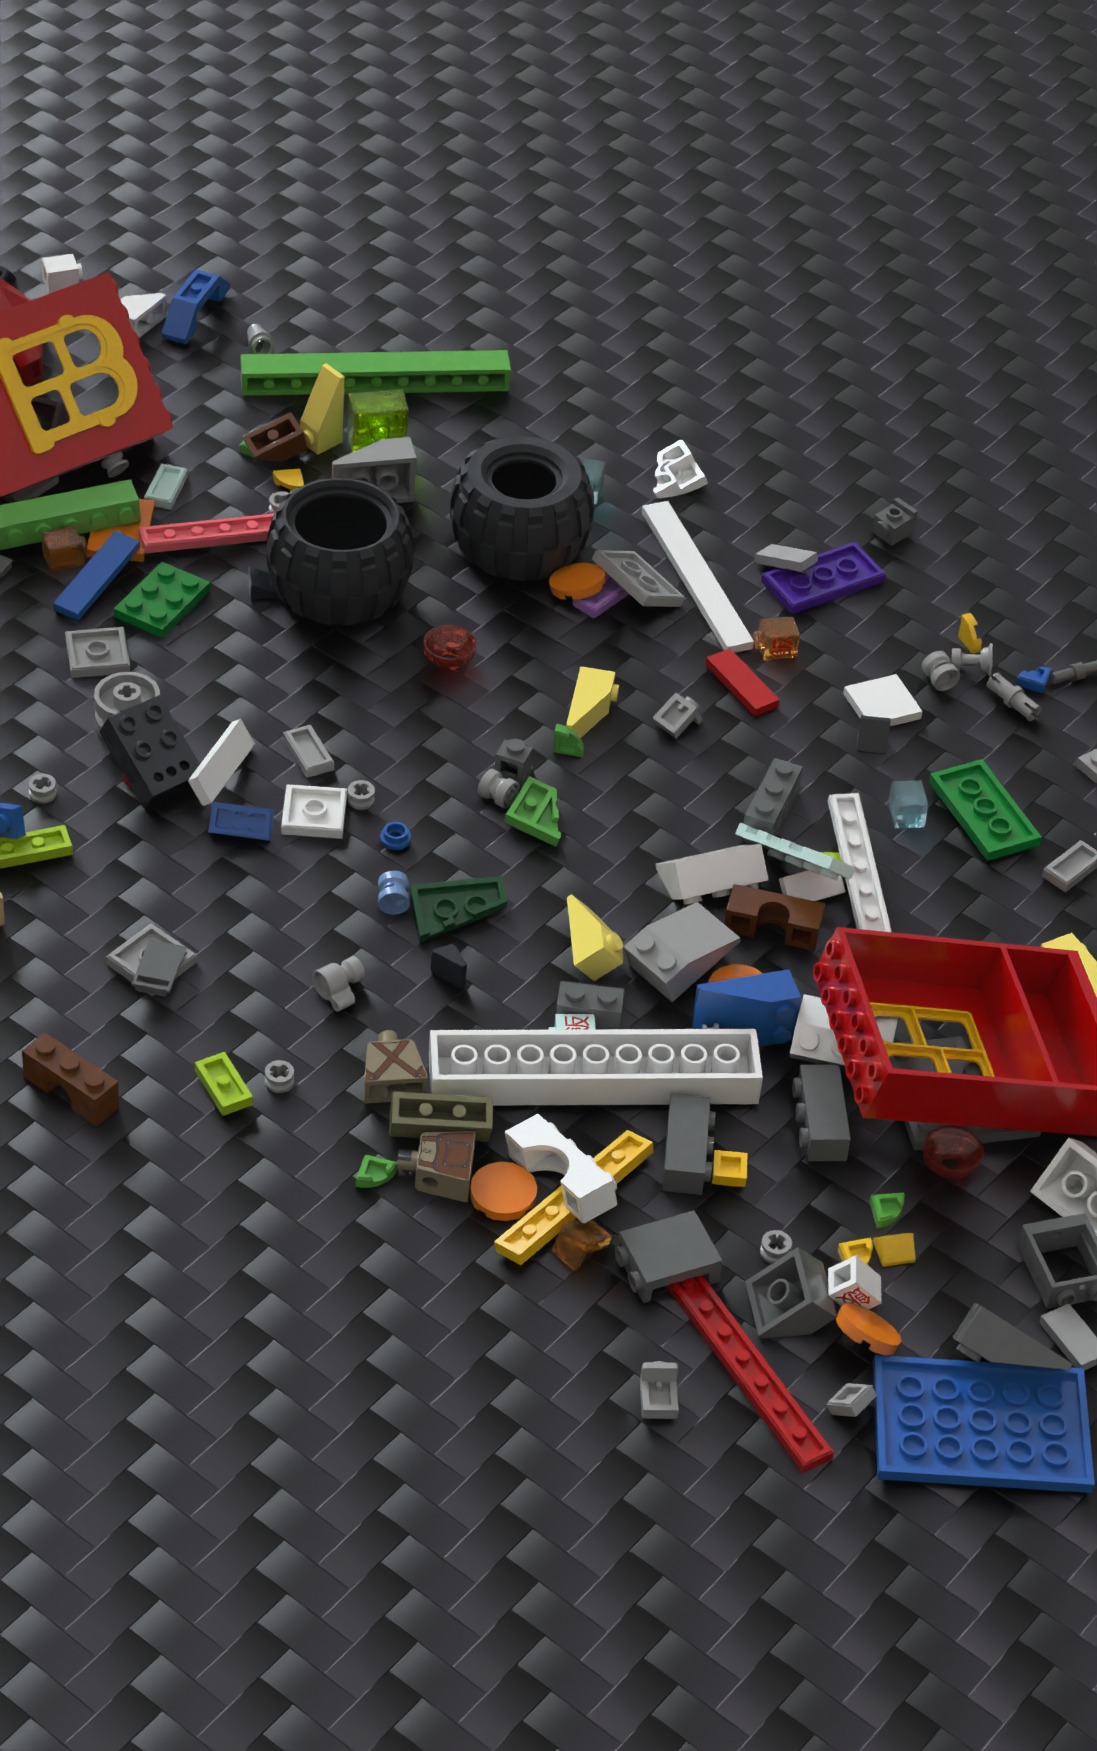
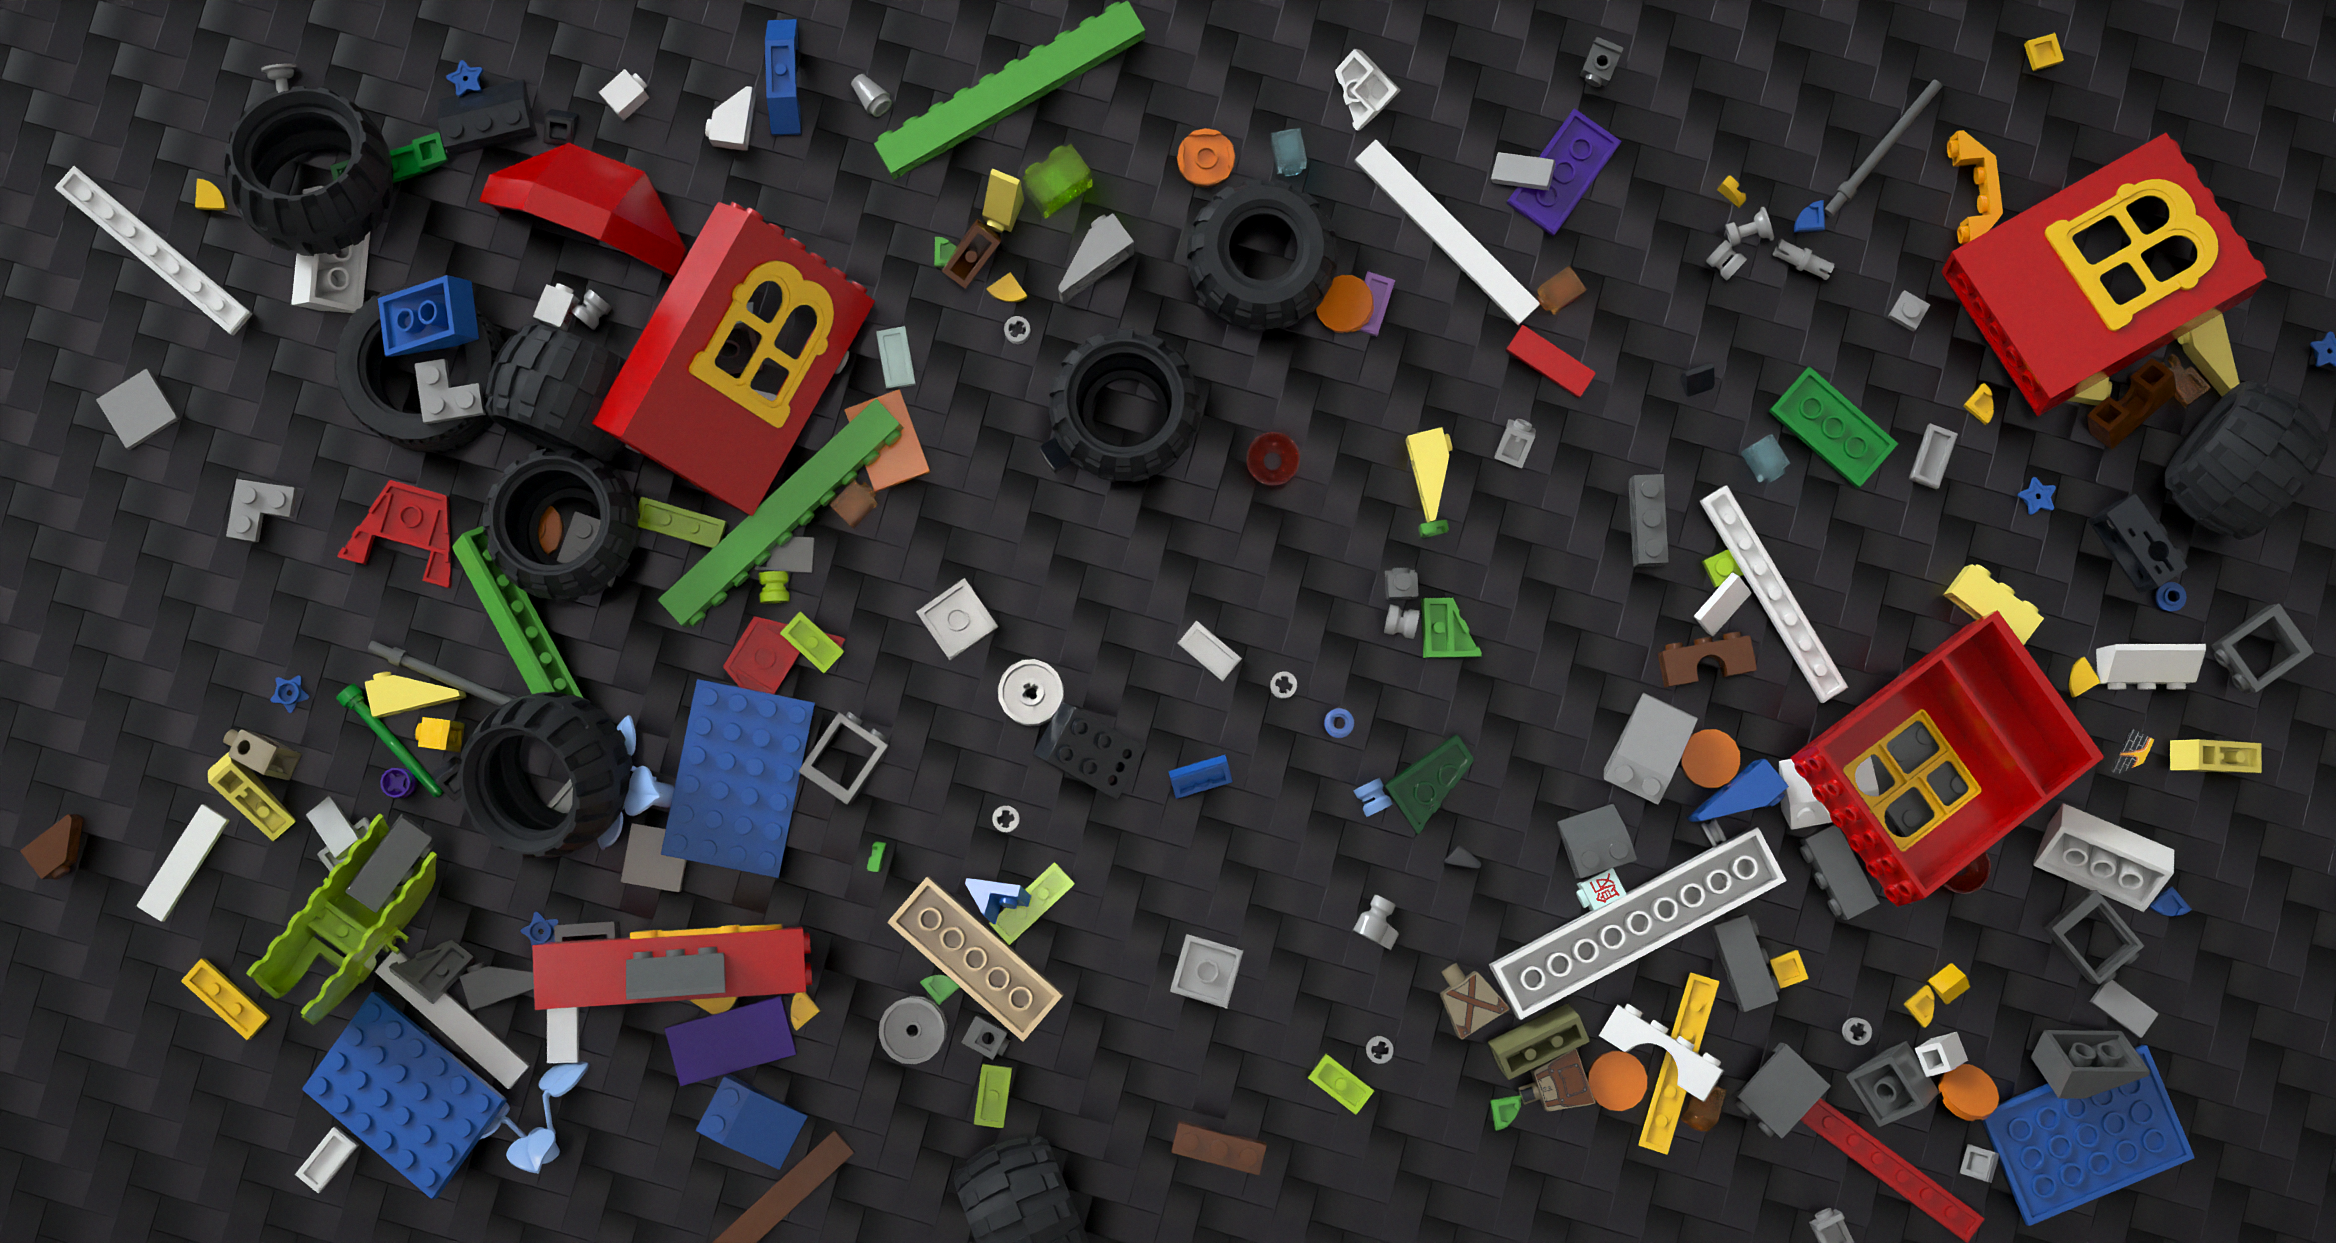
camera: 20 degrees left, 40 degrees up
(96, 575) = (904, 523): blue tile -> none
(158, 966) = (1223, 985): dark grey piece -> none
(161, 599) = (977, 519): green plate -> none
(205, 533) = (986, 400): coral tile -> none
(221, 762) = (1151, 722): white tile -> none
(314, 811) = (1252, 724): white tile -> none
(593, 943) = (1569, 771): light yellow slope -> none
(638, 578) = (1400, 273): light grey tile -> none
(713, 872) = (1630, 630): white slope -> none
(796, 854) = (1699, 591): light aqua wing -> none
(883, 698) = (1687, 324): white tile -> none
(886, 1208) = (1927, 943): bright green tile -> none

